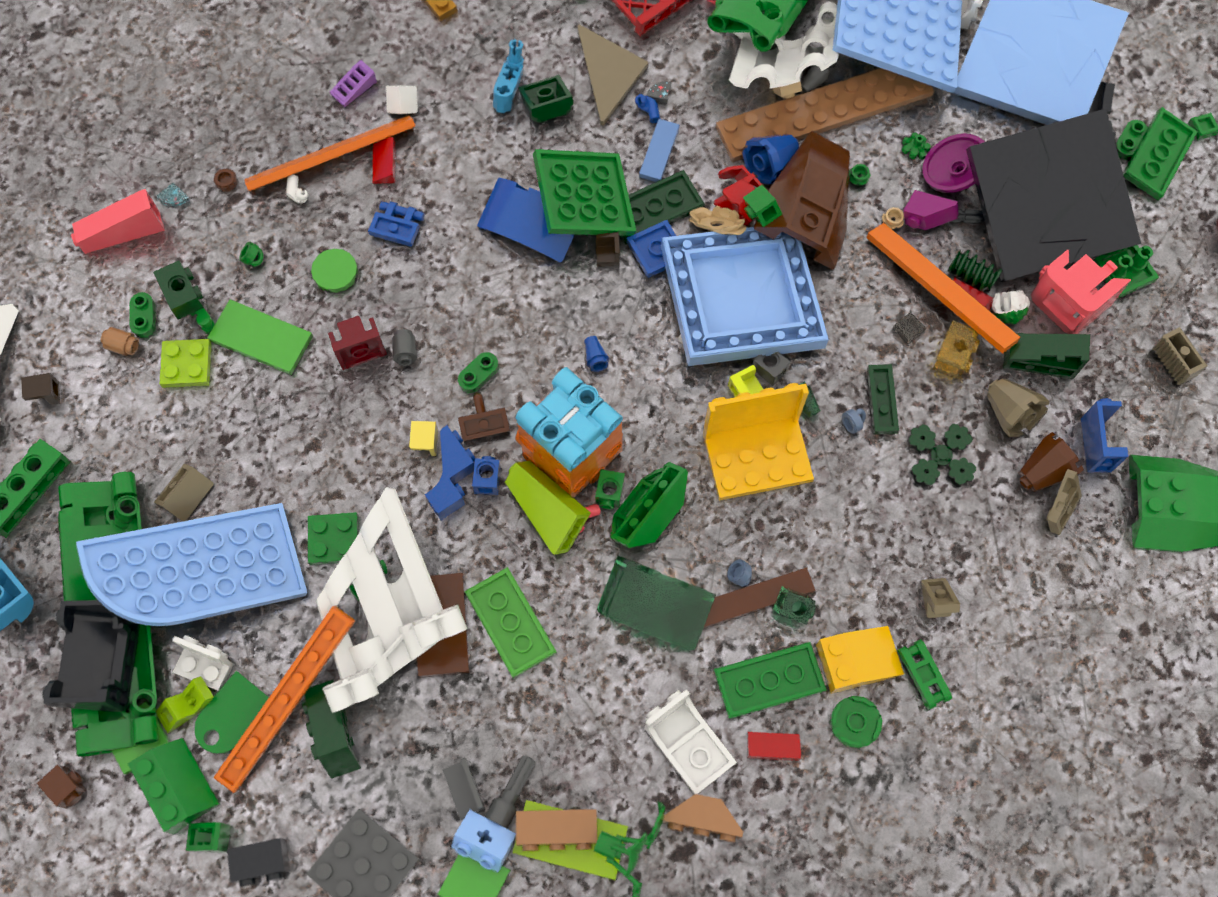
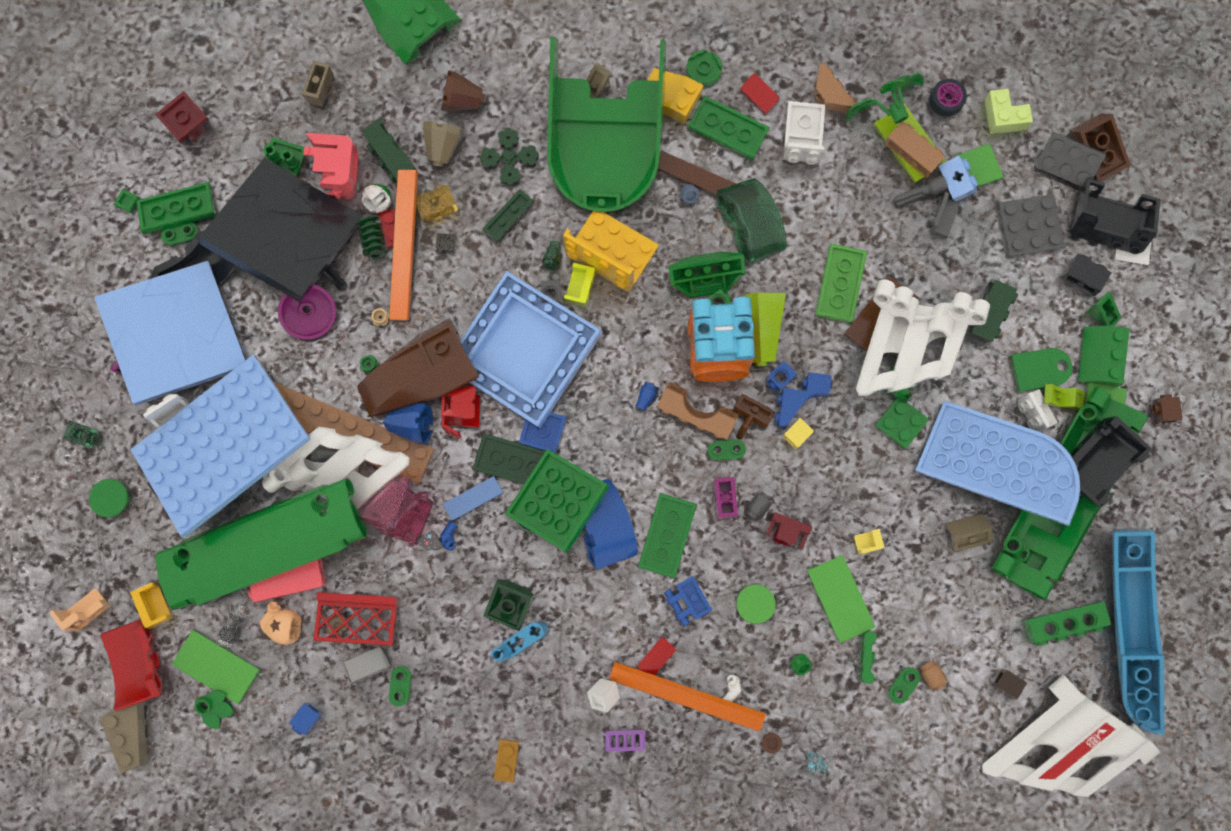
camera: 135 degrees left, 10 degrees up
(118, 223) = (873, 767): coral slope -> none
(170, 280) = (881, 659): dark green brick -> none
(185, 363) = (902, 623): lime plate -> none
(273, 402) = (869, 542): none -> light yellow panel
(284, 699) = (1007, 342): orange tile -> none
(439, 324) = (725, 498): none -> magenta brick
(464, 260) = (667, 535): none -> green tile
(509, 382) = (675, 402): none -> medium nougat arch
(607, 249) = (575, 454): dark brown panel -> none
(610, 71) = (445, 588): dark tan tile -> none
(706, 76) = (398, 511): none -> clear pink windscreen
(729, 218) = (493, 421): tan piece -> none
(762, 206) = (463, 381): green brick -> none
(787, 598) = (679, 148): clear green brick -> none
(853, 421) = (539, 218): sand blue tile -> none
(869, 536) = (604, 147): none -> green windscreen
(916, 146) = (312, 352): green plant -> none
(925, 674) = (643, 57): green plate -> none
(929, 210) = (357, 298): magenta slope -> none
(1065, 502) = (484, 67): dark tan wing -> none
(1097, 454) = (418, 84): blue panel -> none

